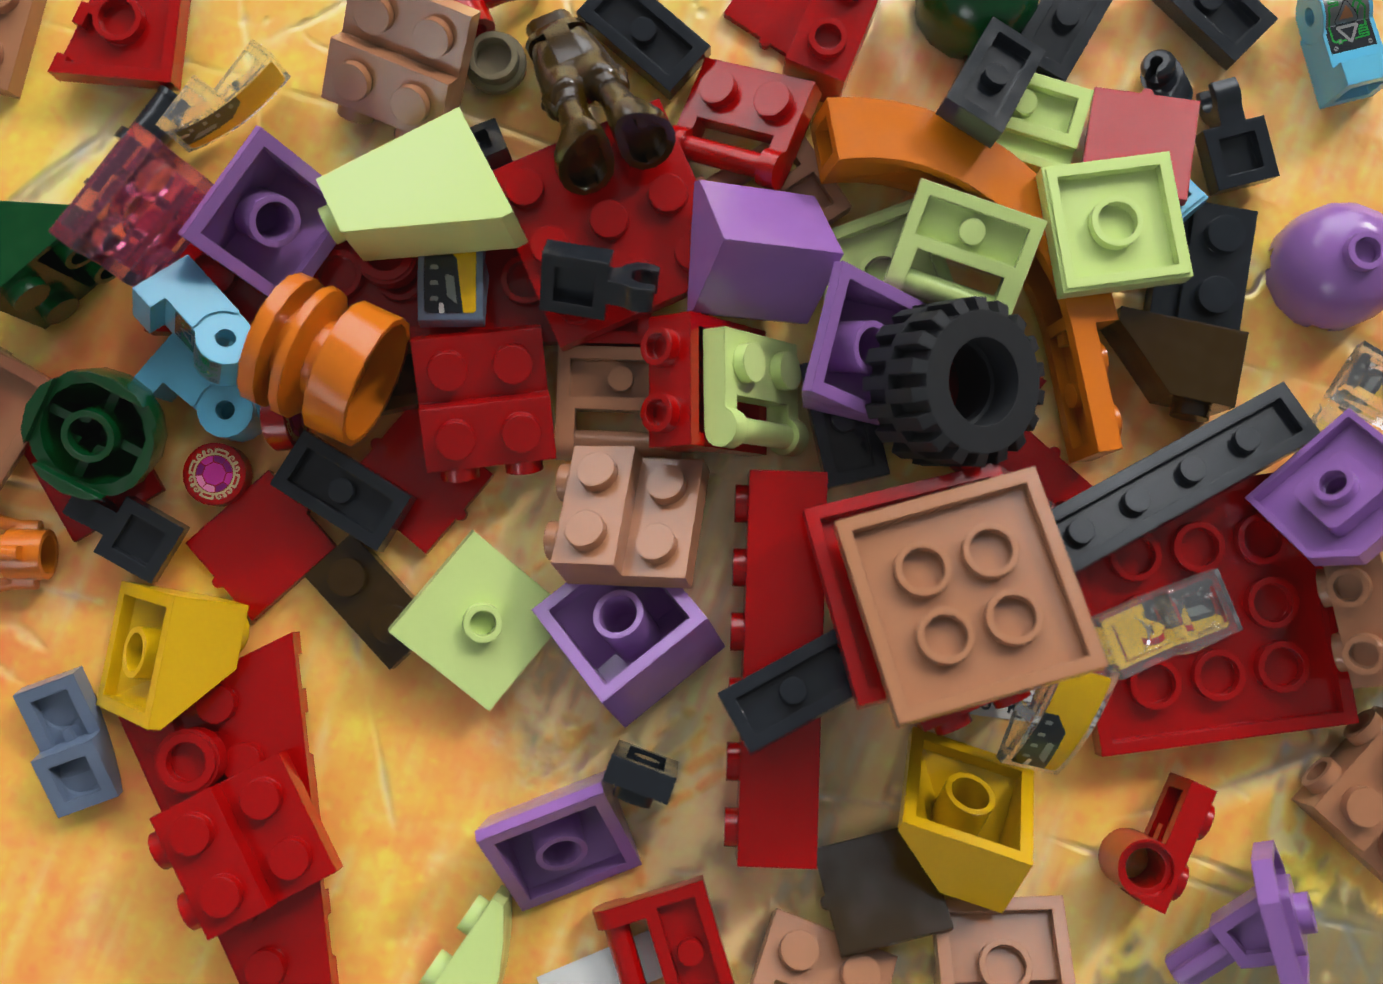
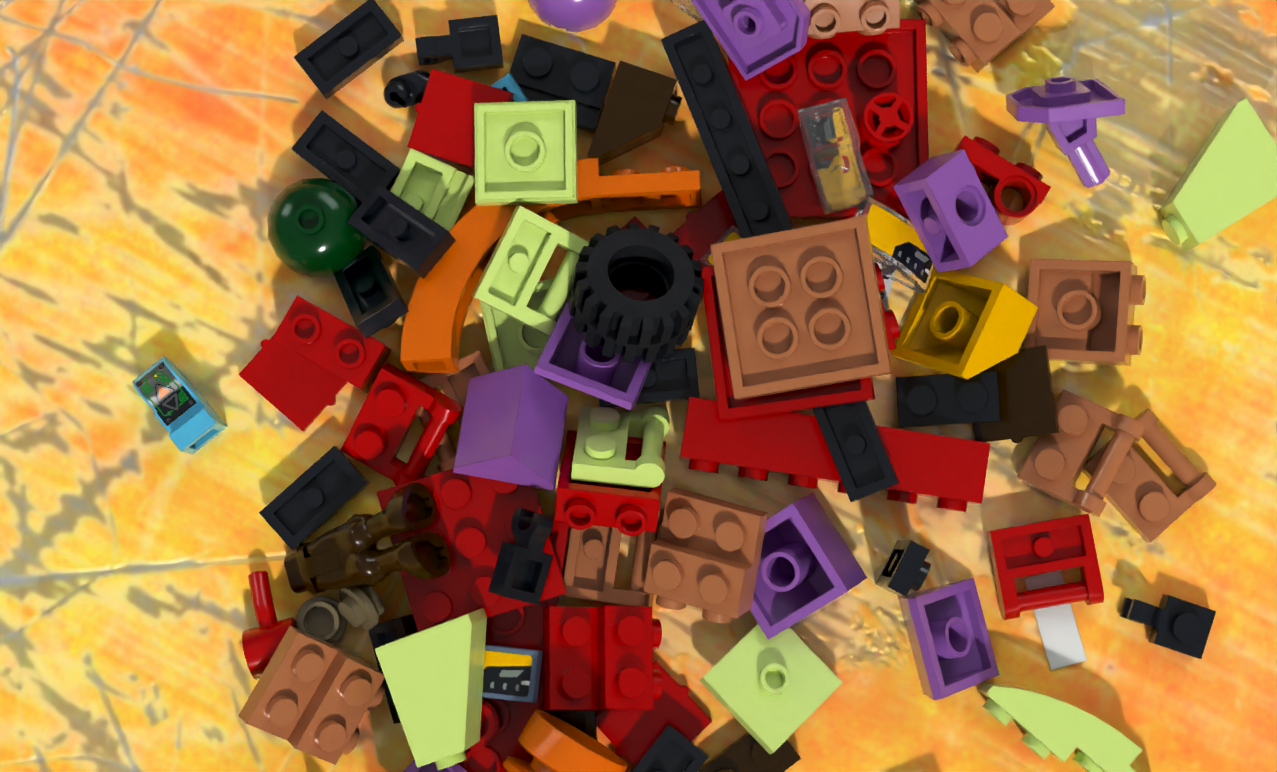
camera: 85 degrees left, 0 degrees up
(517, 103) = (361, 606): none -> dark tan plate
(865, 807) = (948, 399): none -> black plate
(906, 61) = (370, 292): none -> black plate
(1114, 784) = (950, 211): none -> medium lavender brick
(1238, 687) = (891, 111): none -> red wheel

